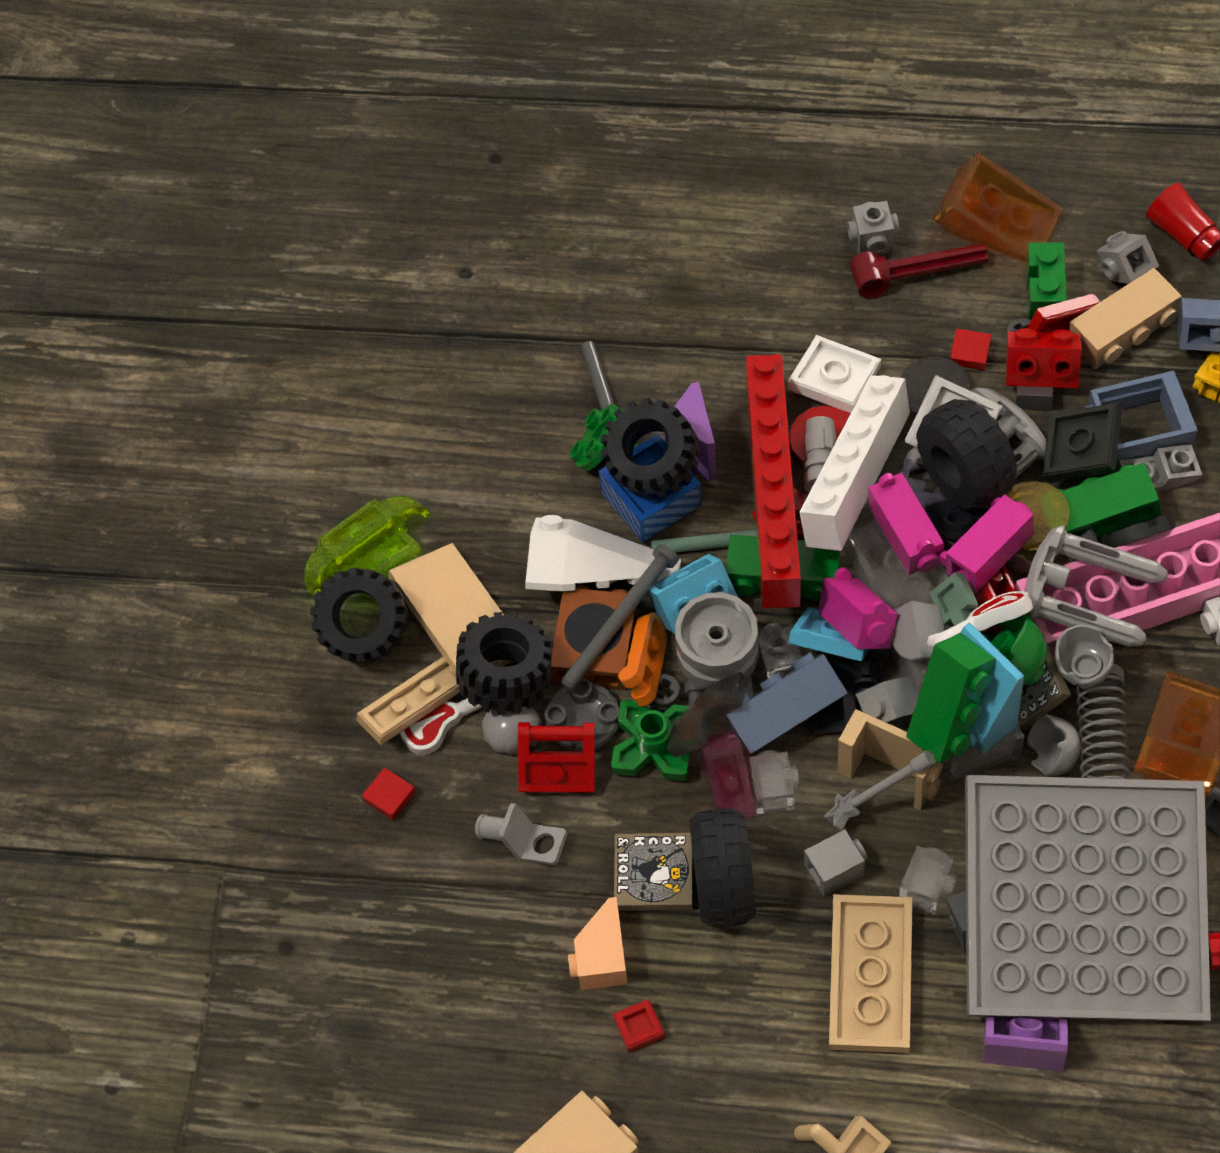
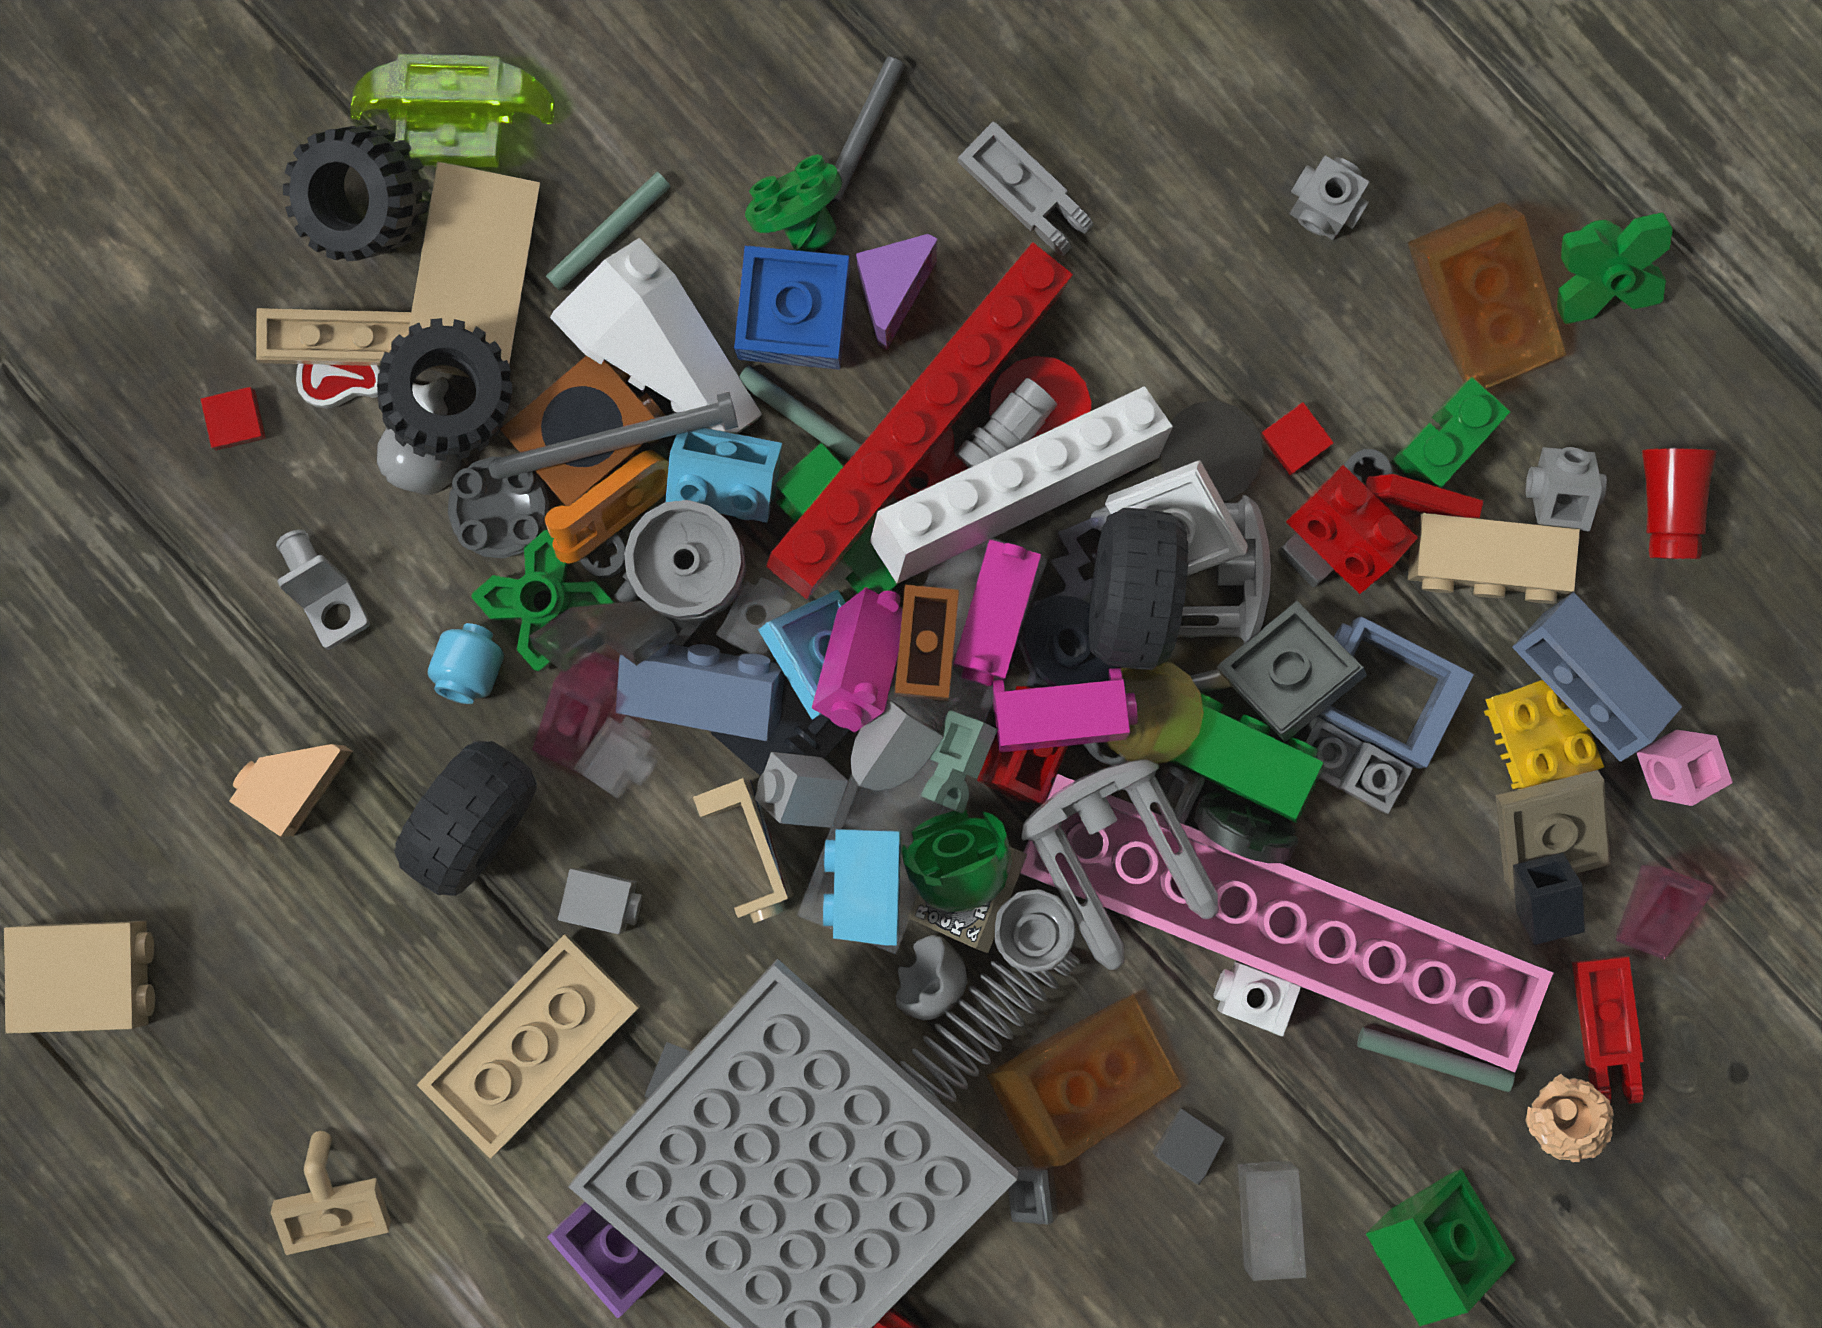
camera: 40 degrees right, 25 degrees up
(511, 539) = (608, 231): none -> sand green piece
(556, 769) = (413, 545): red plate -> none
(630, 428) = (764, 273): black tyre -> none
(638, 1026) = (262, 892): red tile -> none
(642, 804) = (465, 663): none -> medium azure head
(653, 871) = (414, 738): tile -> none
(711, 345) = (1022, 185): none -> light grey hinge
(833, 373) = (1120, 339): white tile -> none
(846, 806) = (669, 851): light grey piece -> none
(874, 273) = (1280, 253): dark red axle -> none
(886, 562) = (926, 642): none -> dark orange brick
(928, 878) = (674, 1002): clear brick -> none
(950, 697) = (823, 879): green brick -> none
(995, 611) = (989, 805): white piece -> none
(1045, 147) = (1612, 264): none -> green plant

